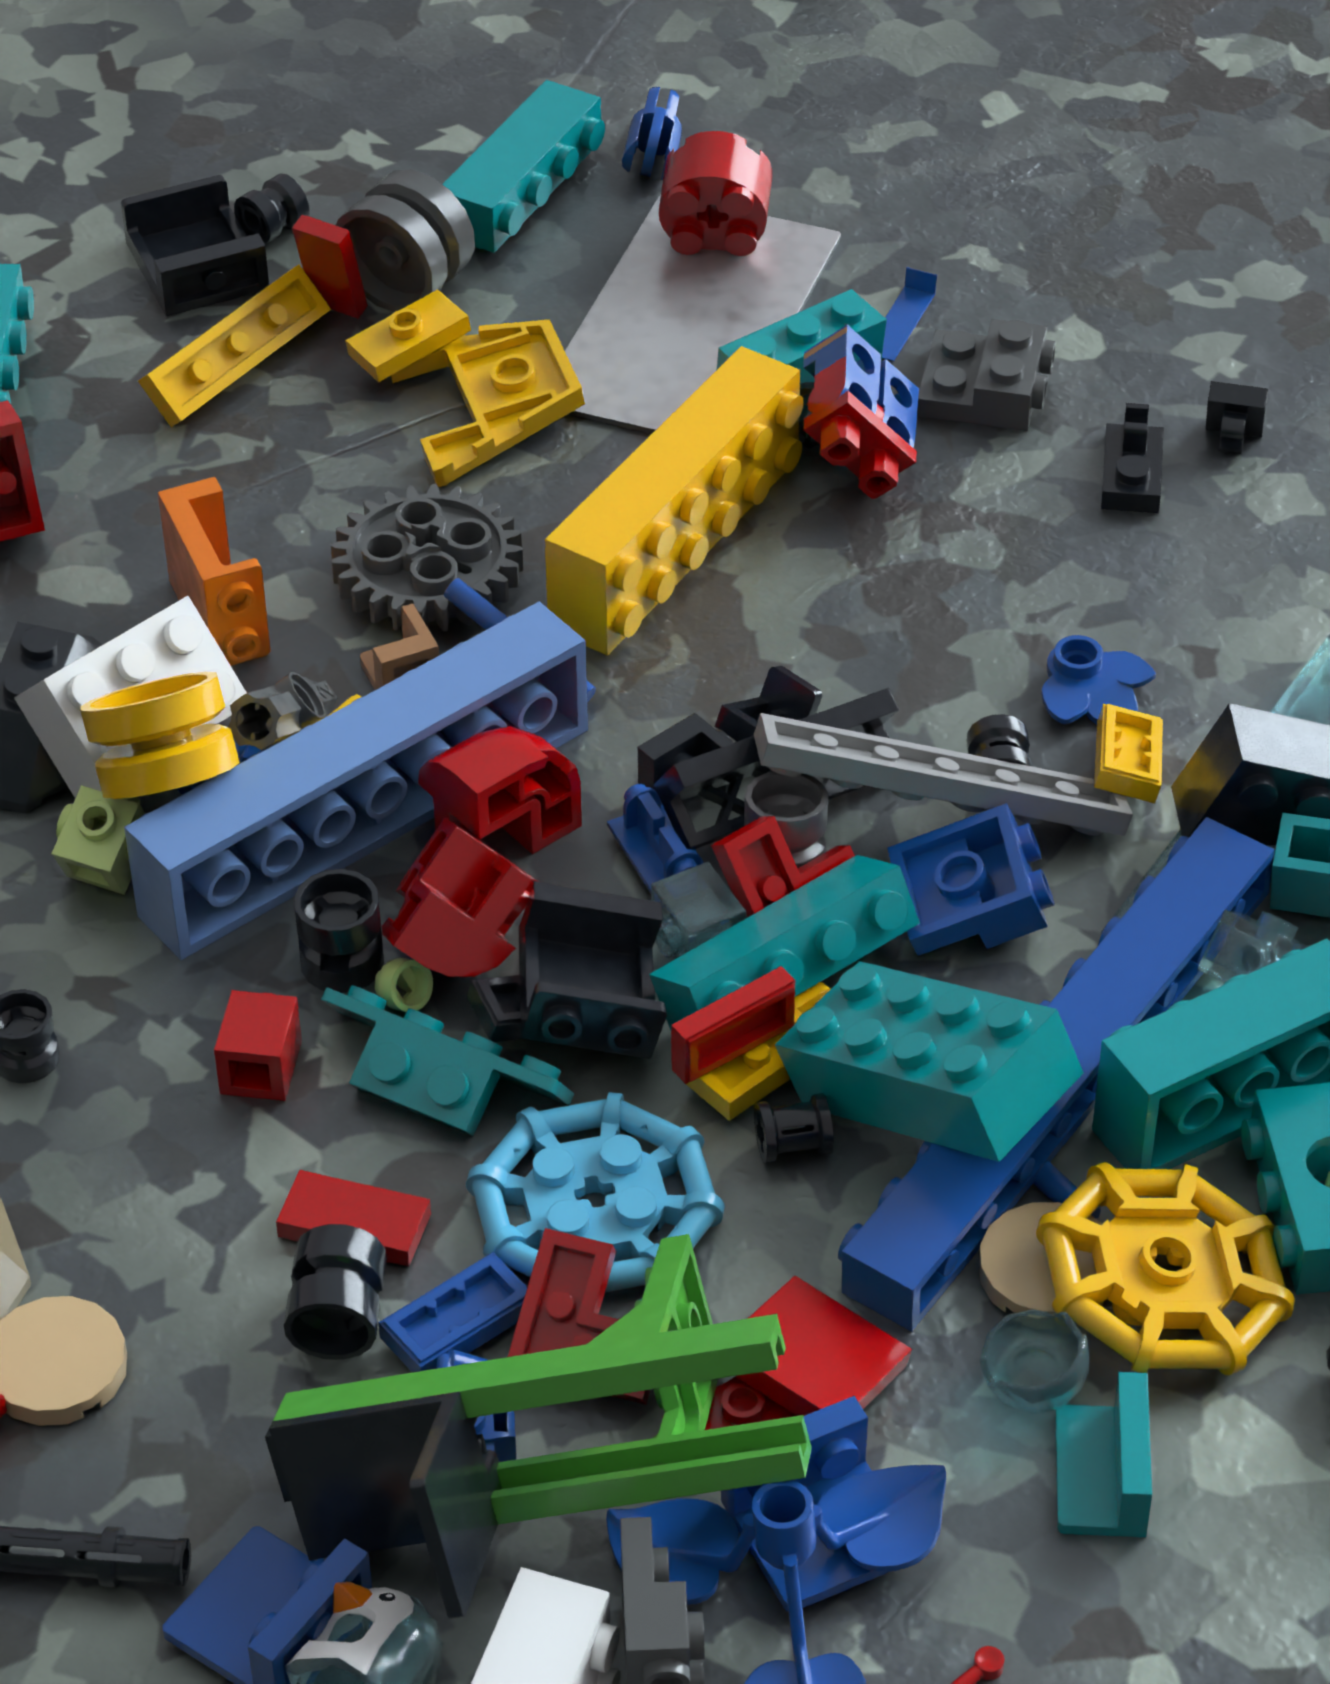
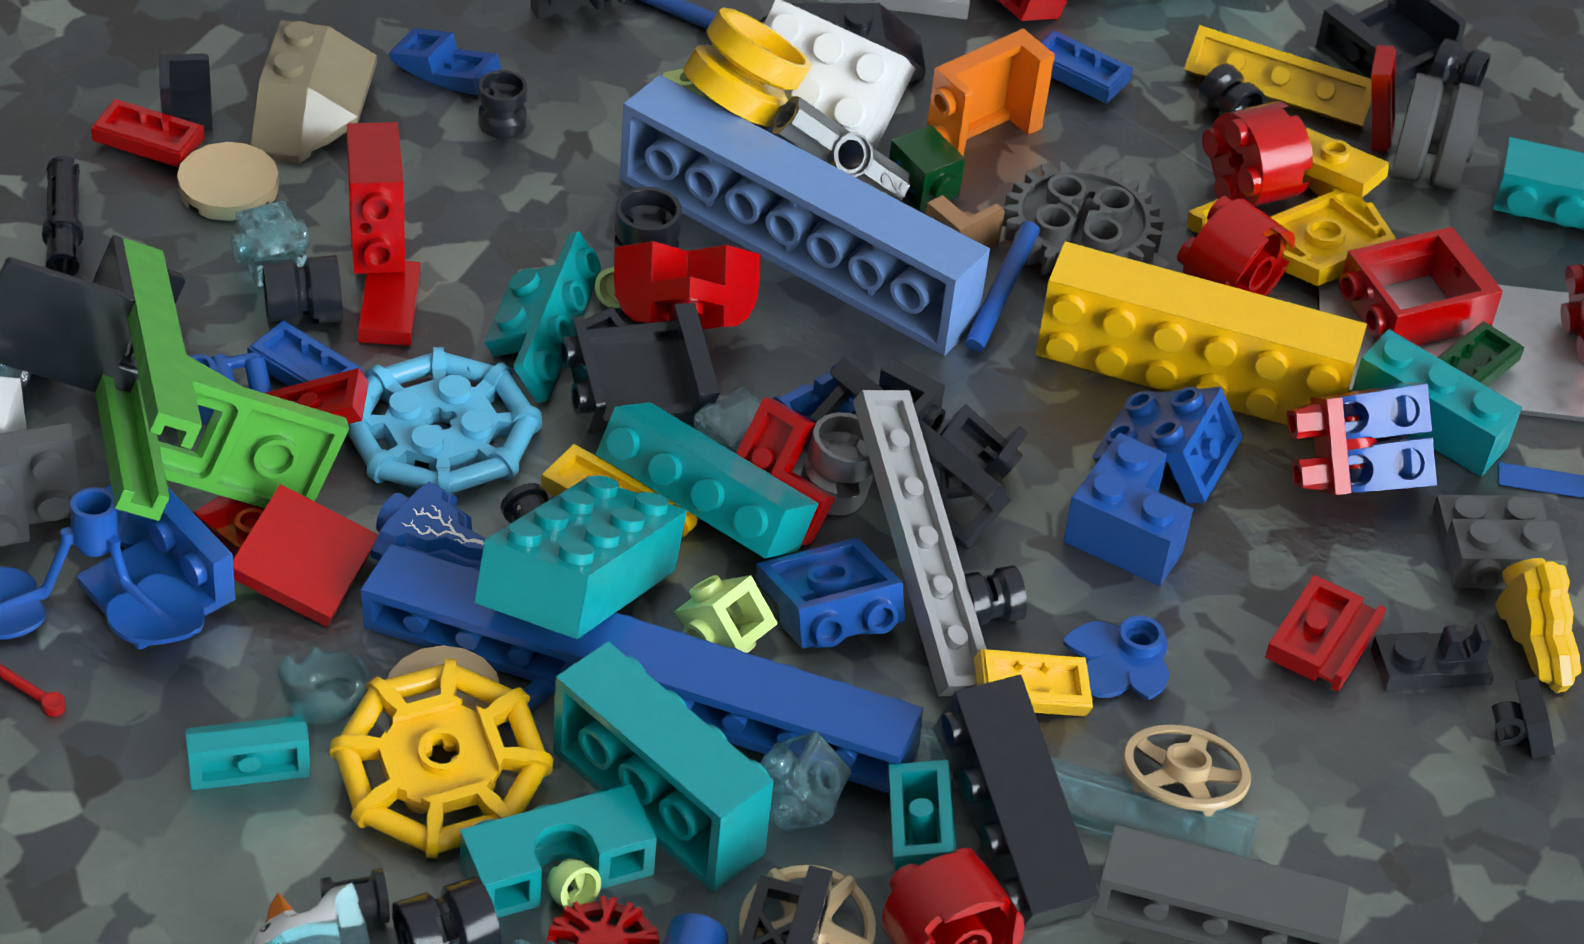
camera: 70 degrees right, 0 degrees up
(134, 505) = (1086, 68): none -> blue plate
(215, 1209) = (376, 197): none -> red window
(232, 1311) = (267, 235): none -> clear light blue brick
(255, 390) = (1227, 92): none -> black wheel
(258, 1045) = (530, 218): red brick -> none
(289, 648) = (932, 164): none -> dark green brick
(389, 383) = (1258, 154): none -> red brick
(508, 783) = (818, 284): red brick -> none
(548, 439) = (1238, 248): none -> red brick
(648, 293) = (1439, 253): none -> red window
(728, 310) = (1483, 353): none -> dark green plate
(733, 1025) = (600, 447): red tile -> none
(785, 570) = (1187, 425): none -> blue bracket
(796, 1227) = (429, 525): none -> blue rock
(898, 630) = (1124, 516): none -> blue brick
(1007, 963) = (726, 612): none -> yellowish green brick
(1092, 525) = (1325, 633): none -> red plate
(1113, 365) = (1541, 619): none -> yellow rock
(1260, 666) = (1186, 766): none -> tan wheel

